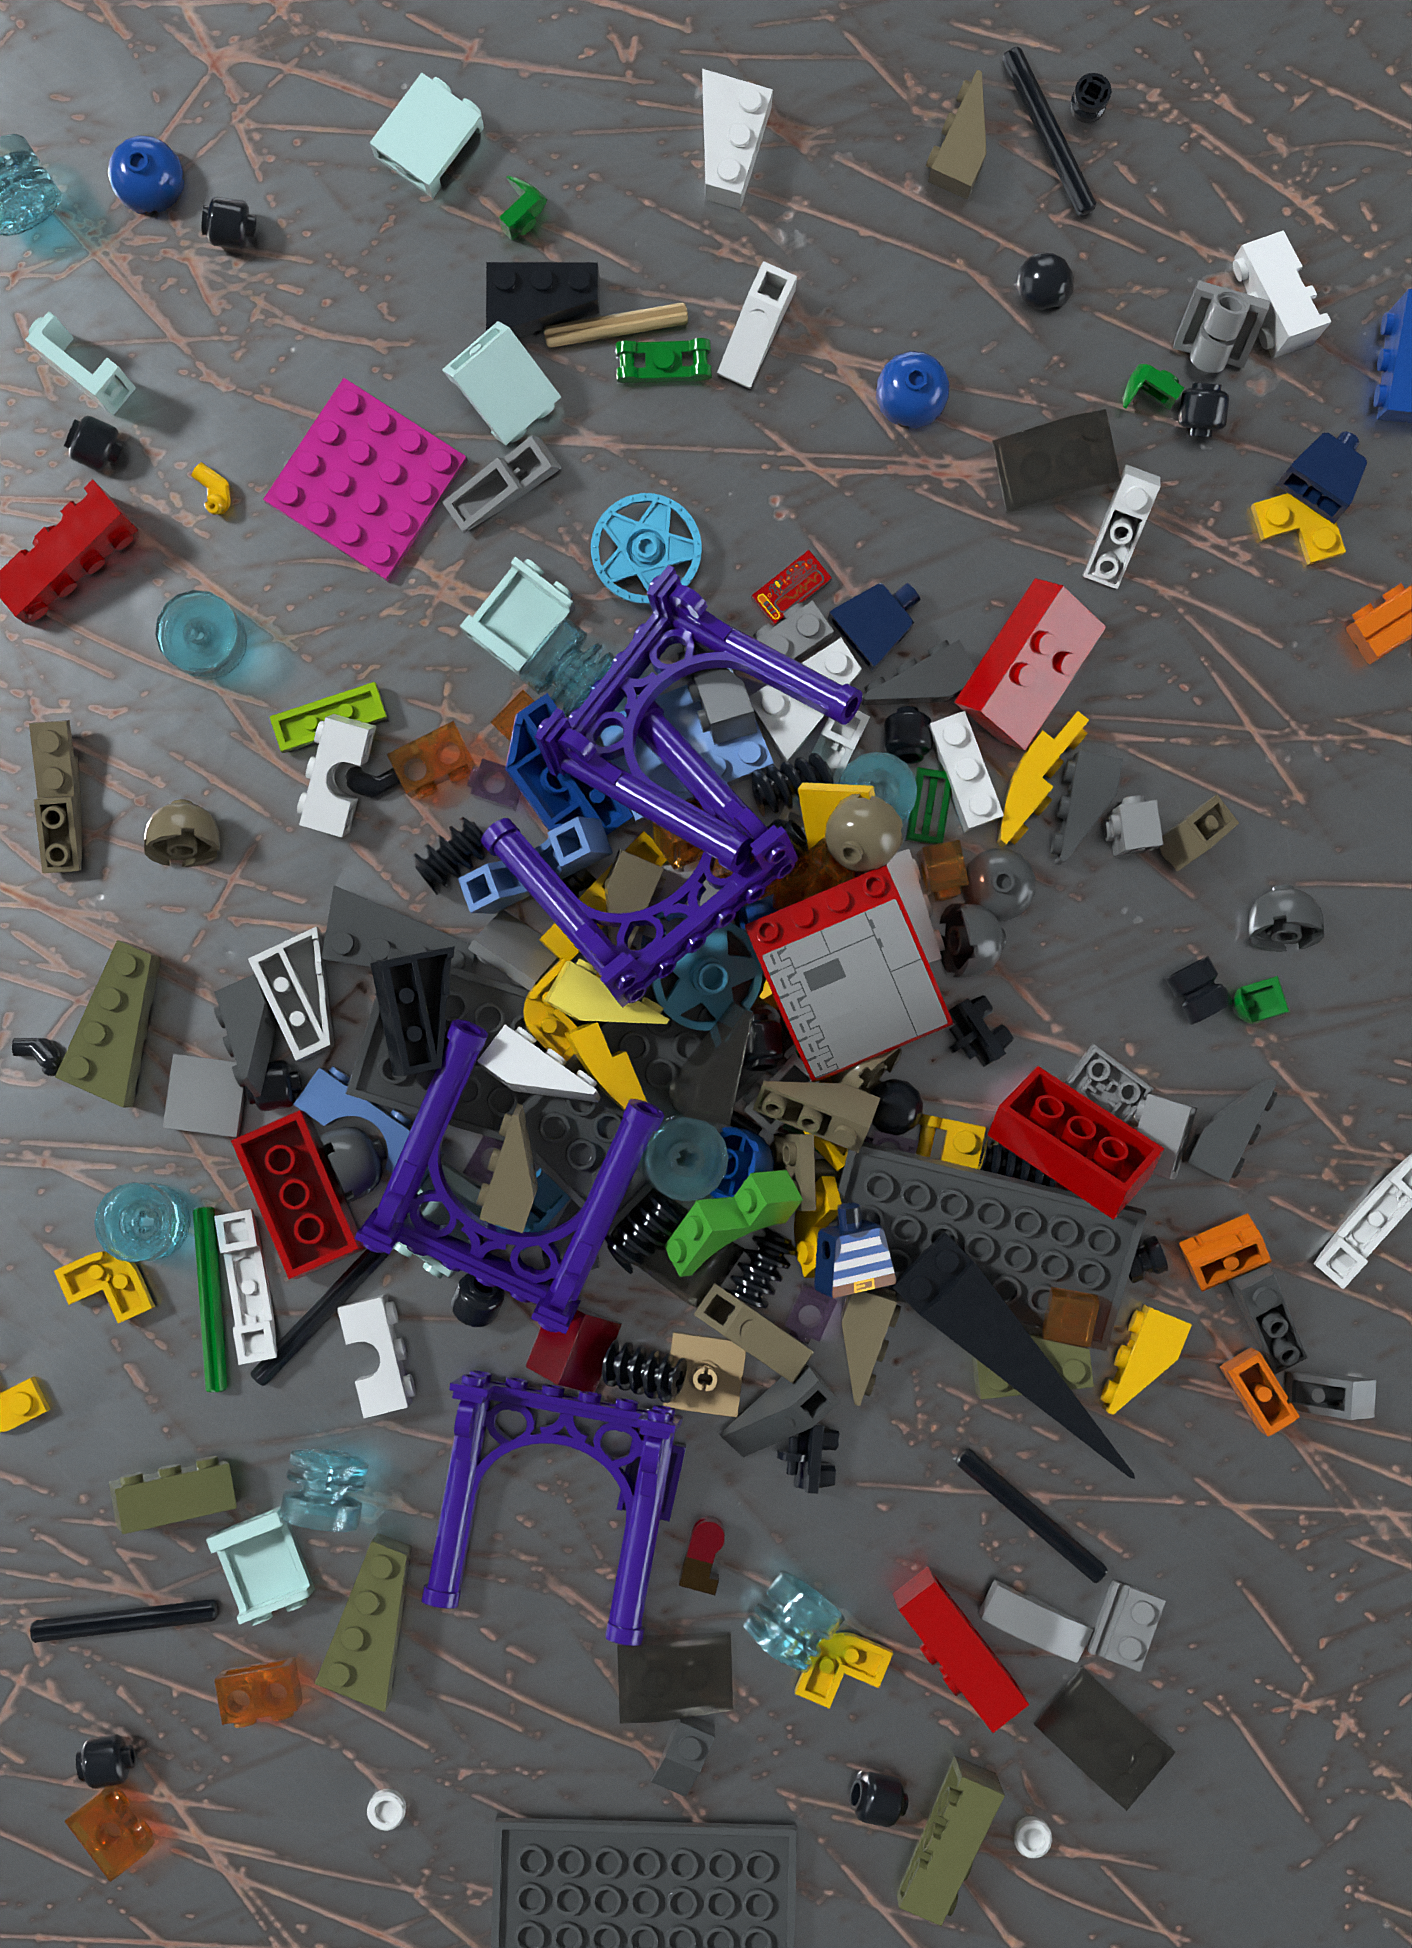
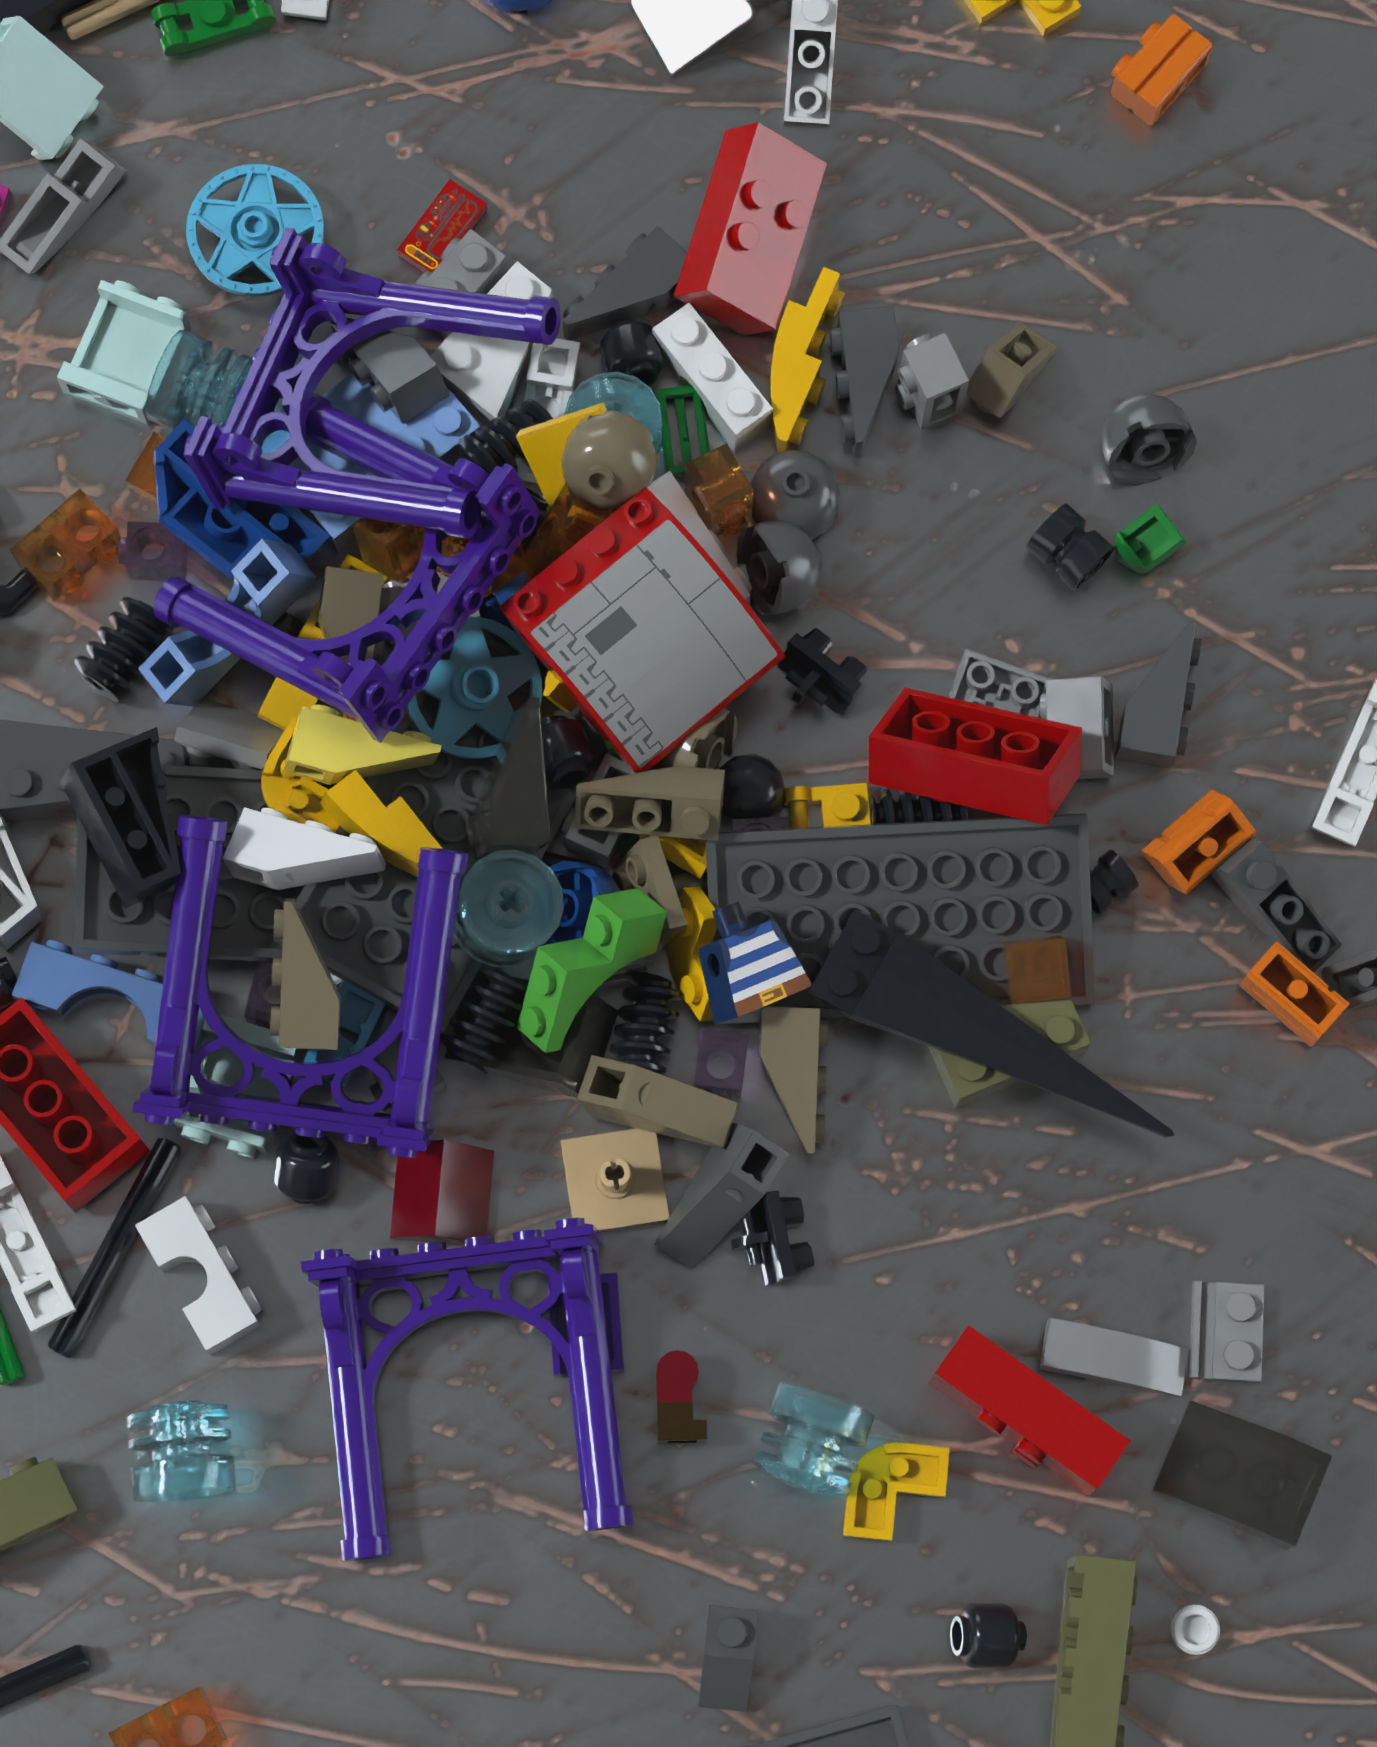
camera: 20 degrees left, 10 degrees down
(262, 1566) = (129, 1579): light aqua panel -> none
(354, 1160) = (104, 1042): dark grey cylinder -> none
(367, 1636) = (286, 1623): olive wedge -> none
(643, 1374) = (537, 1195): black piece -> none
(675, 1677) = (688, 1560): clear smoke slope -> none
(875, 621) = (553, 237): dark blue torso -> none
(1031, 1516) = (1068, 1232): black axle -> none
(1151, 1350) = (1150, 978): yellow slope -> none

